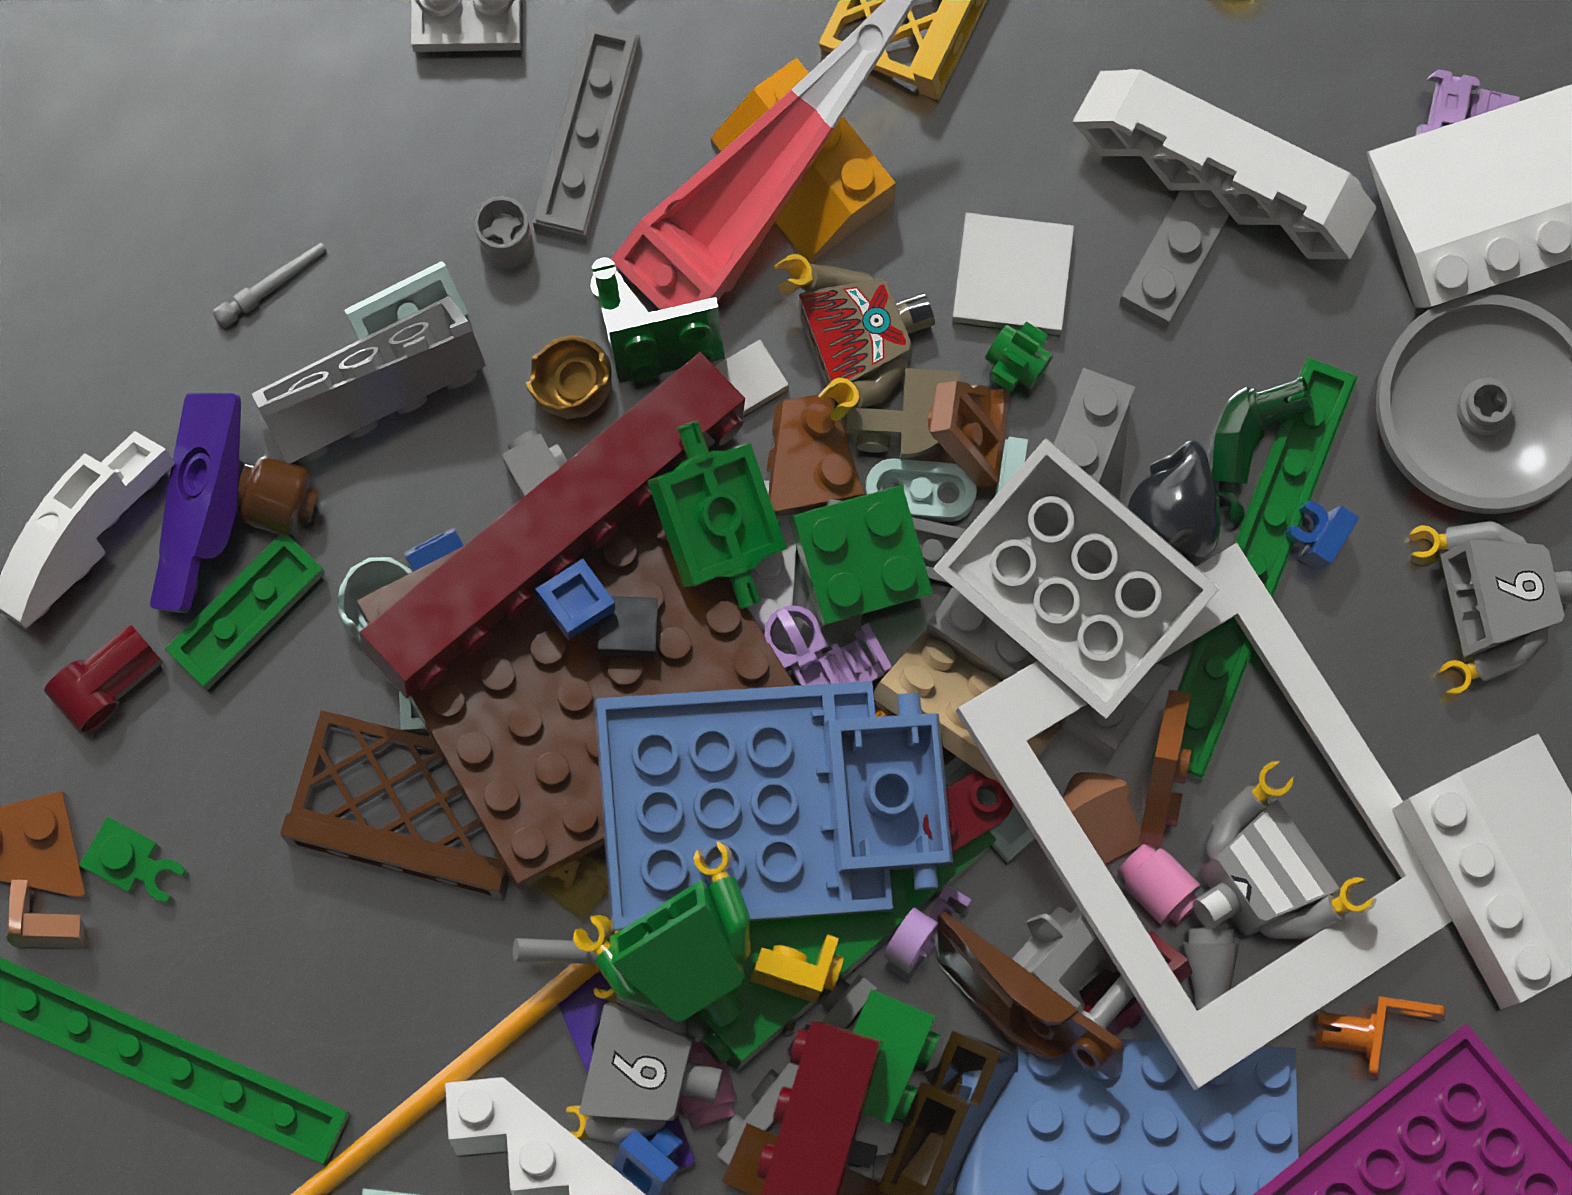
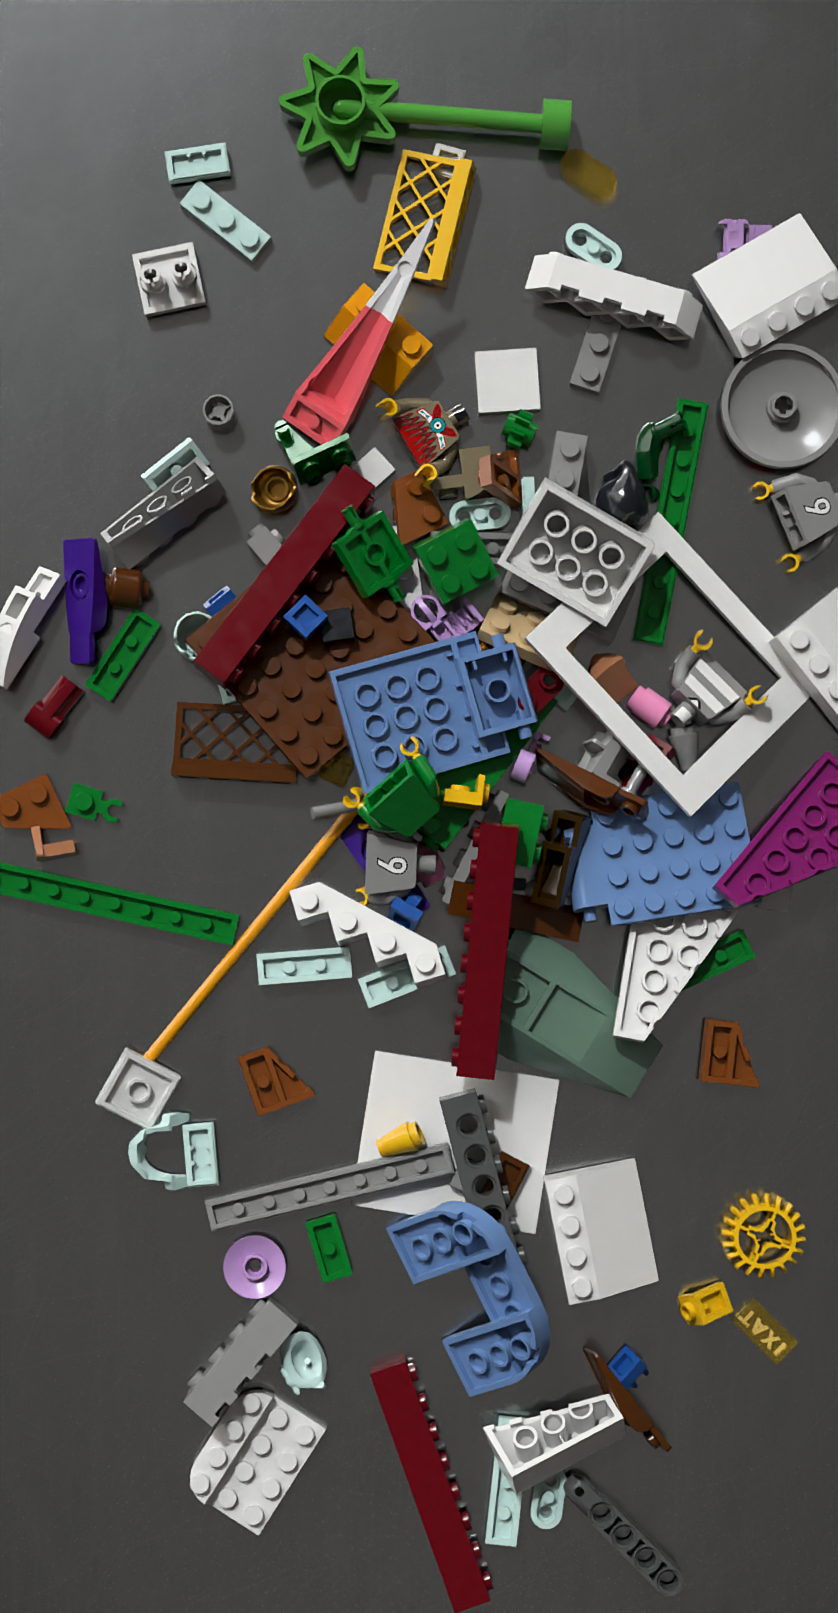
camera: 15 degrees left, 10 degrees up
(248, 298) = (85, 478): light grey piece -> none
(586, 131) = (253, 344): light grey tile -> none
(1169, 766) = (644, 645): dark orange wing -> none
(1210, 72) = (595, 246): none -> light aqua plate
(1327, 536) = (707, 497): blue tile -> none
(1369, 1034) = (775, 766): orange bracket -> none

